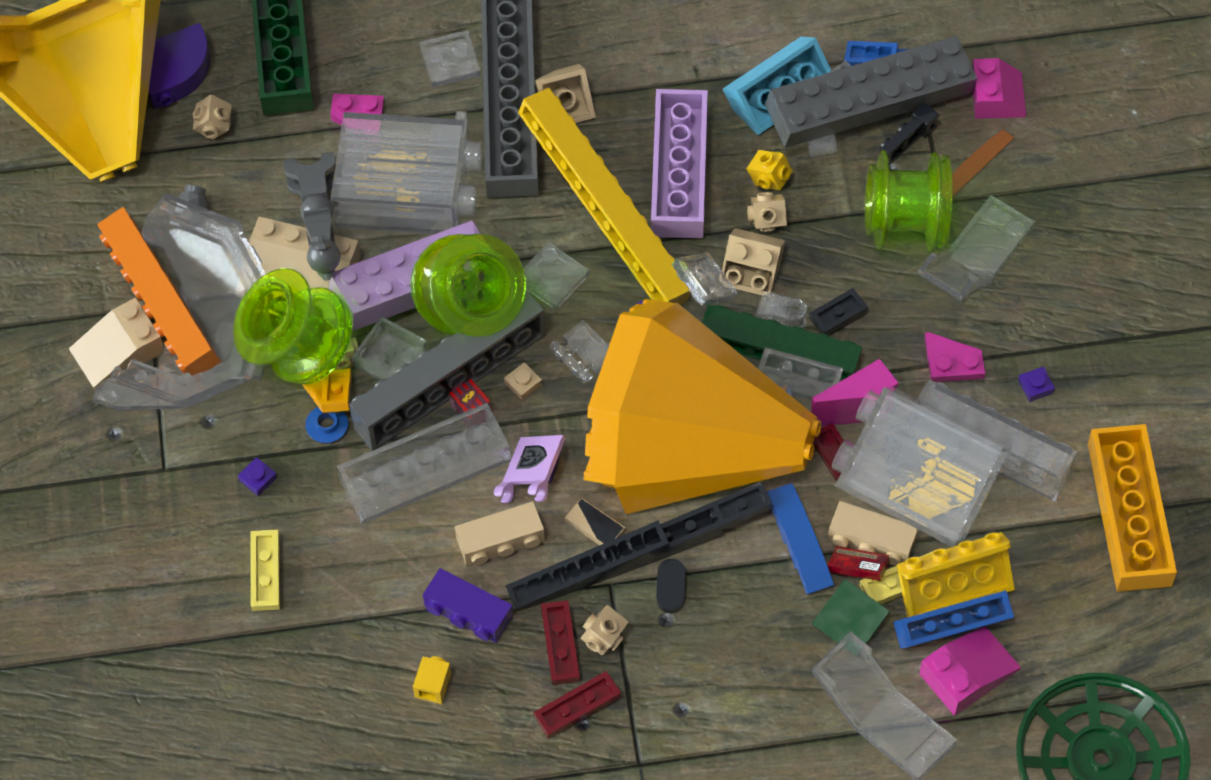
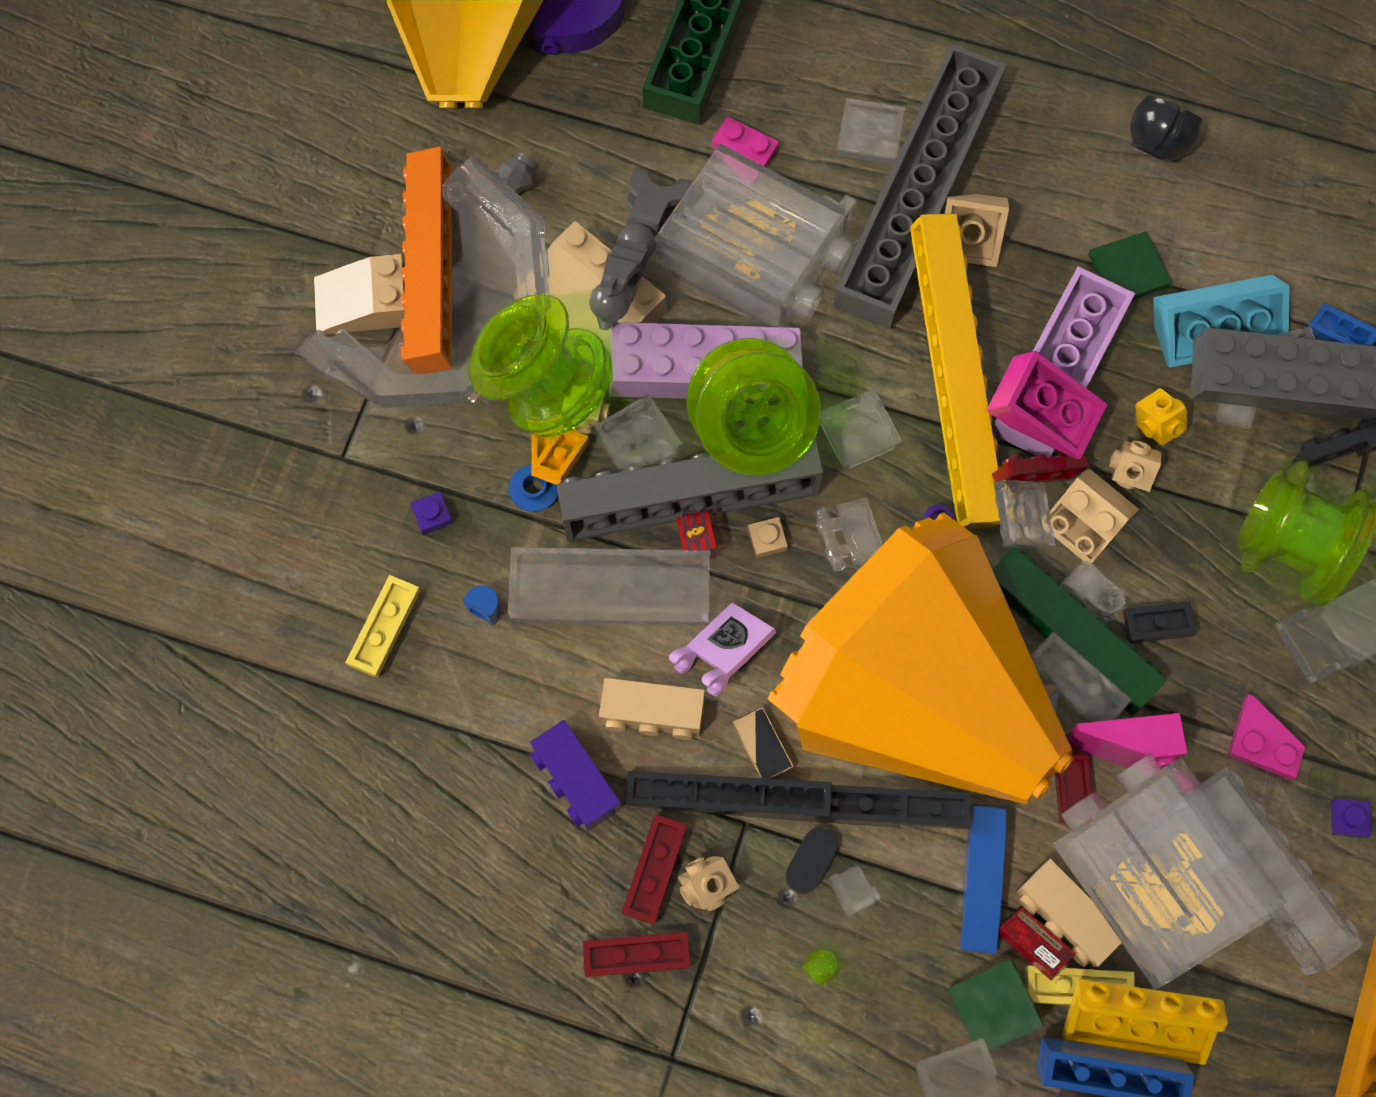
camera: 25 degrees right, 10 degrees up
(212, 117) = (586, 87): tan brick -> none
(333, 519) = (483, 603): none -> blue brick
(432, 679) = (494, 843): yellow brick -> none
(682, 193) = (1046, 404): none -> dark pink slope
(695, 72) = (1131, 265): none -> dark green tile
(701, 241) = (1041, 468): none -> dark red plate
(711, 591) = (853, 890): none -> clear panel
(713, 651) = (820, 966): none -> clear neon green plate

